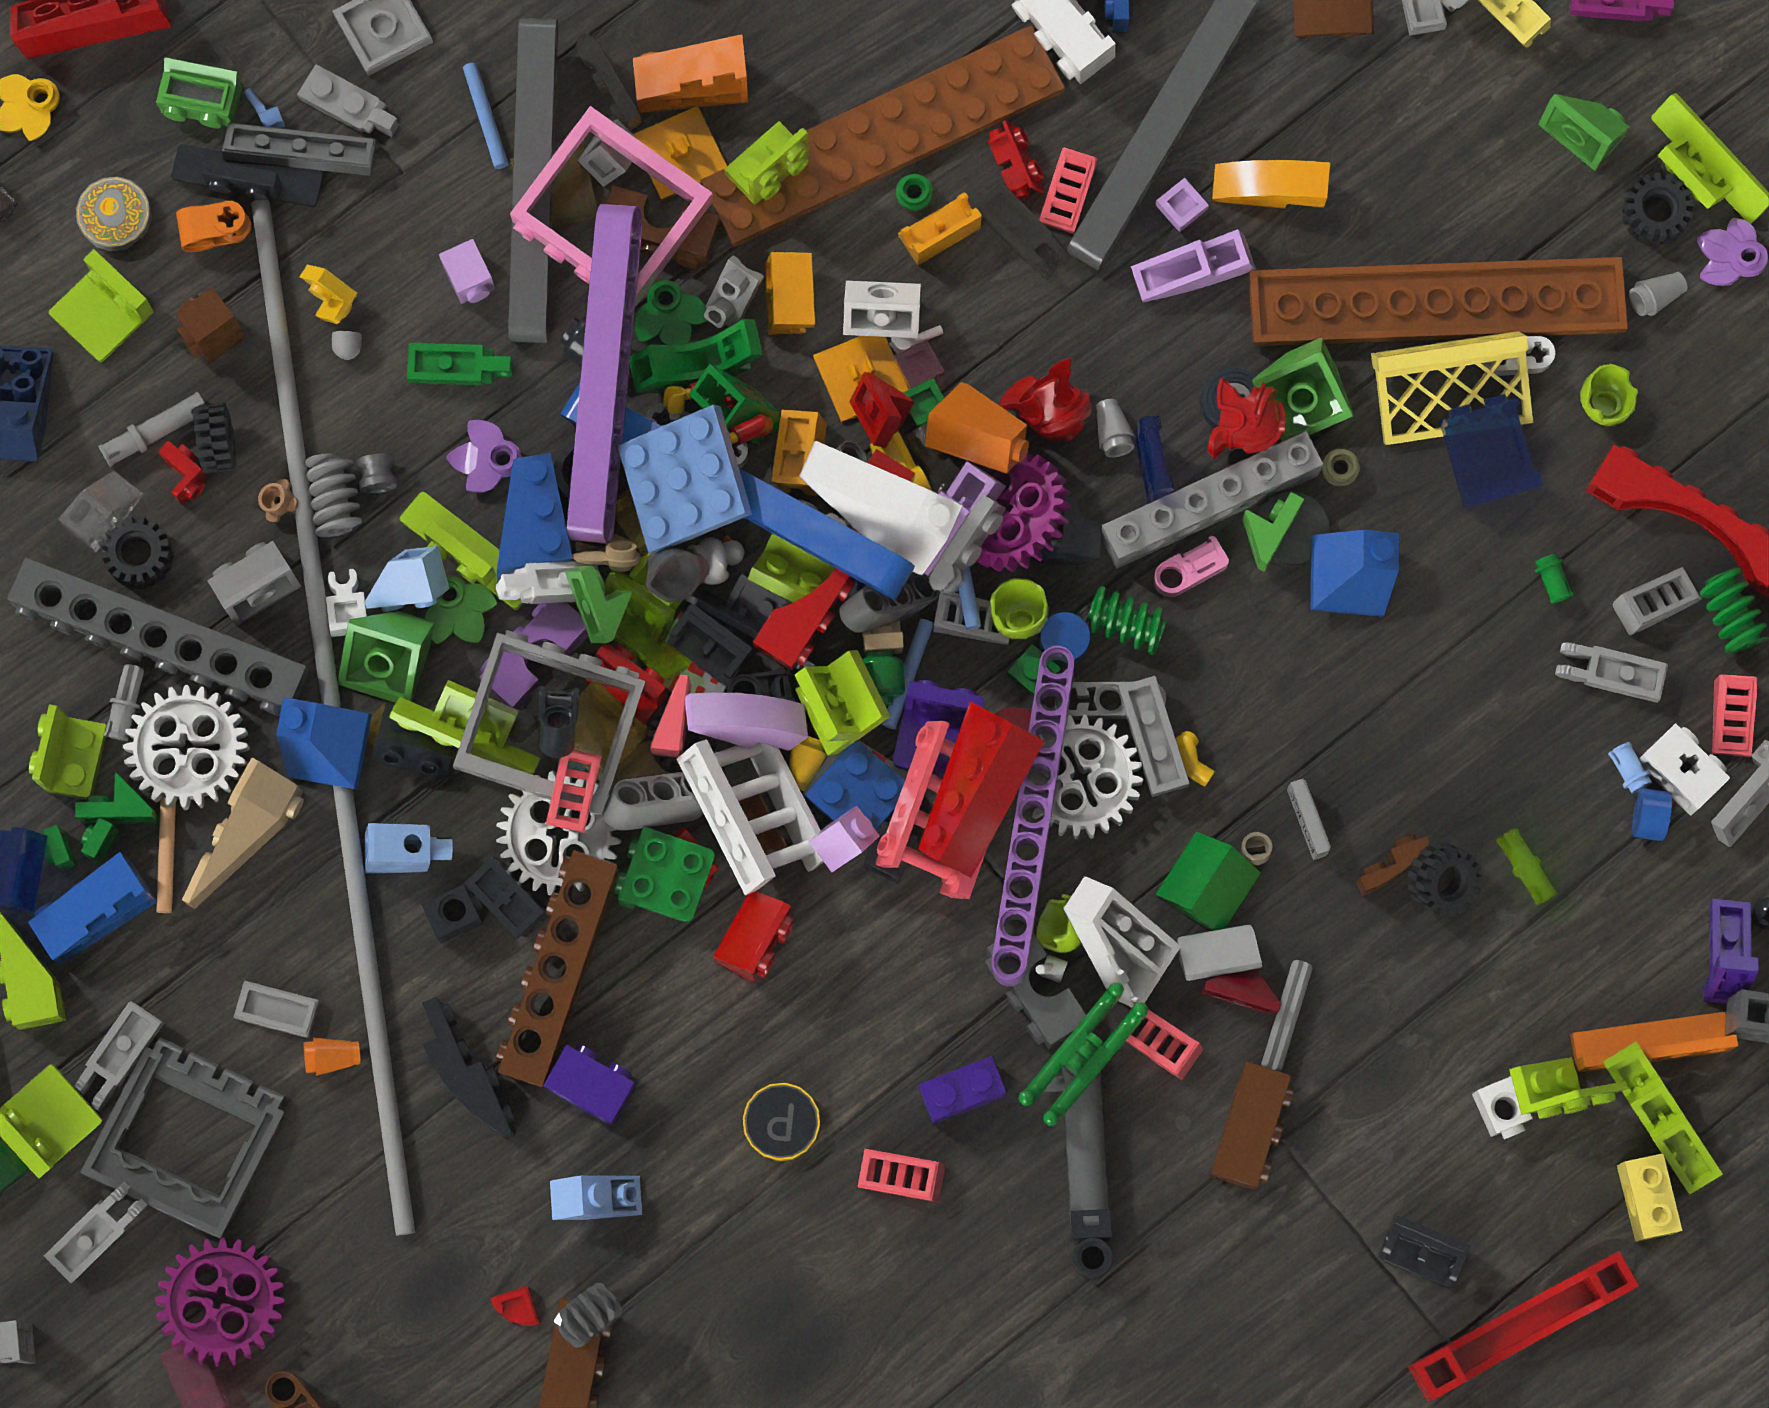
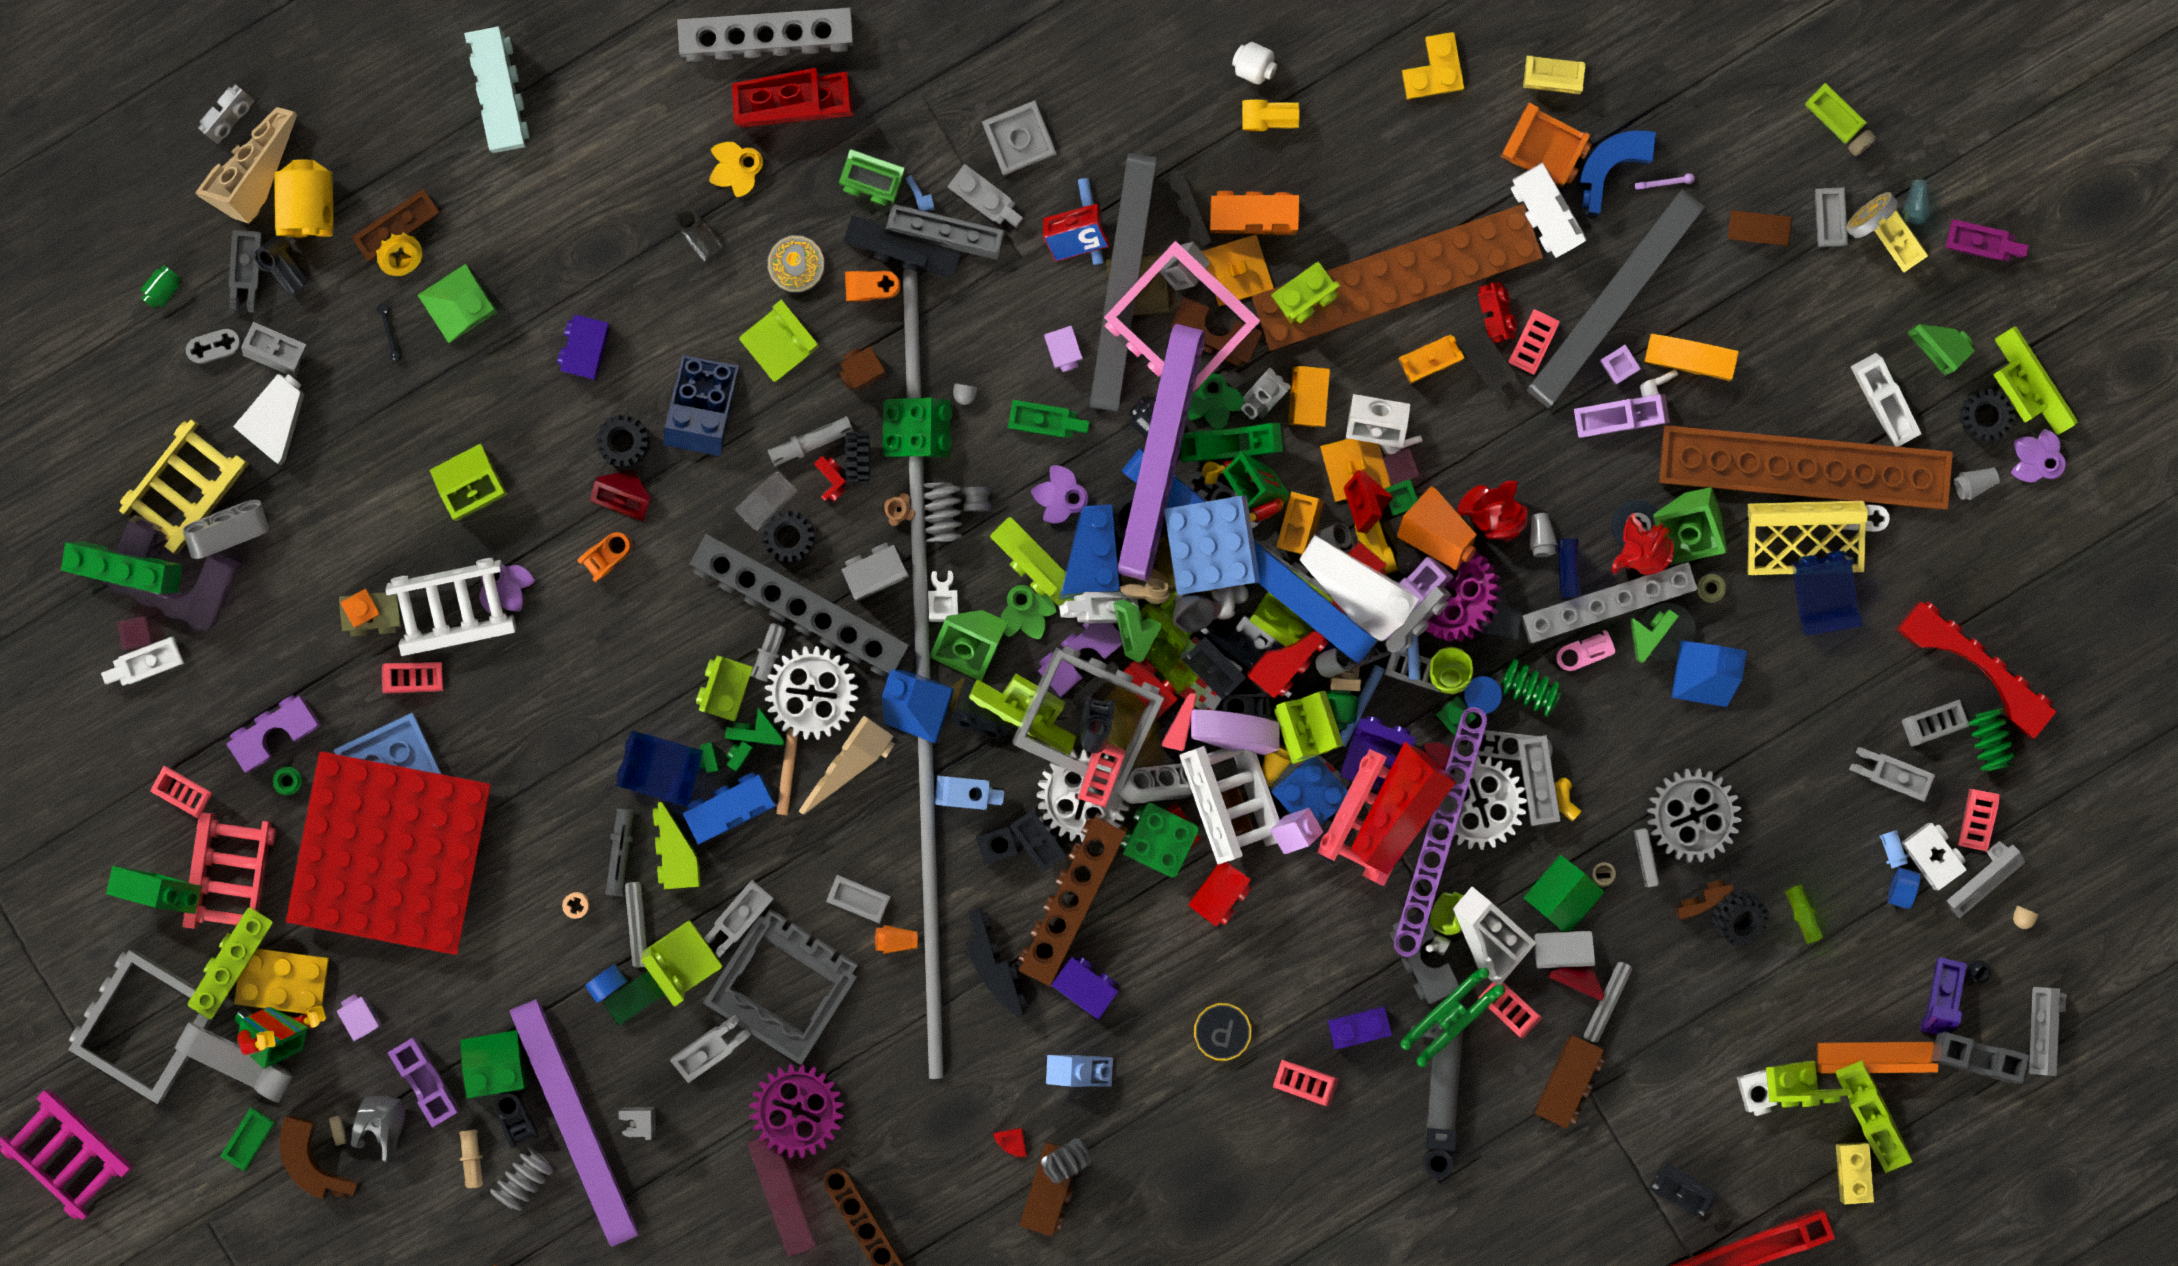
camera: 10 degrees right, 10 degrees up
(290, 393) = (916, 427): none -> green bracket
(335, 294) = (959, 357): yellow bracket -> none
(410, 578) = (996, 589): light blue slope -> none
(465, 129) = (1074, 232): none -> panel
(914, 181) = (1424, 326): green plate -> none
(1225, 224) = (1649, 387): none -> white hand
(1381, 785) = (1683, 791): none -> light grey gear
(1526, 205) = (1886, 399): none -> white slope
(1553, 578) = (1860, 696): green pin -> none
(1608, 395) = (1924, 560): lime hair -> none

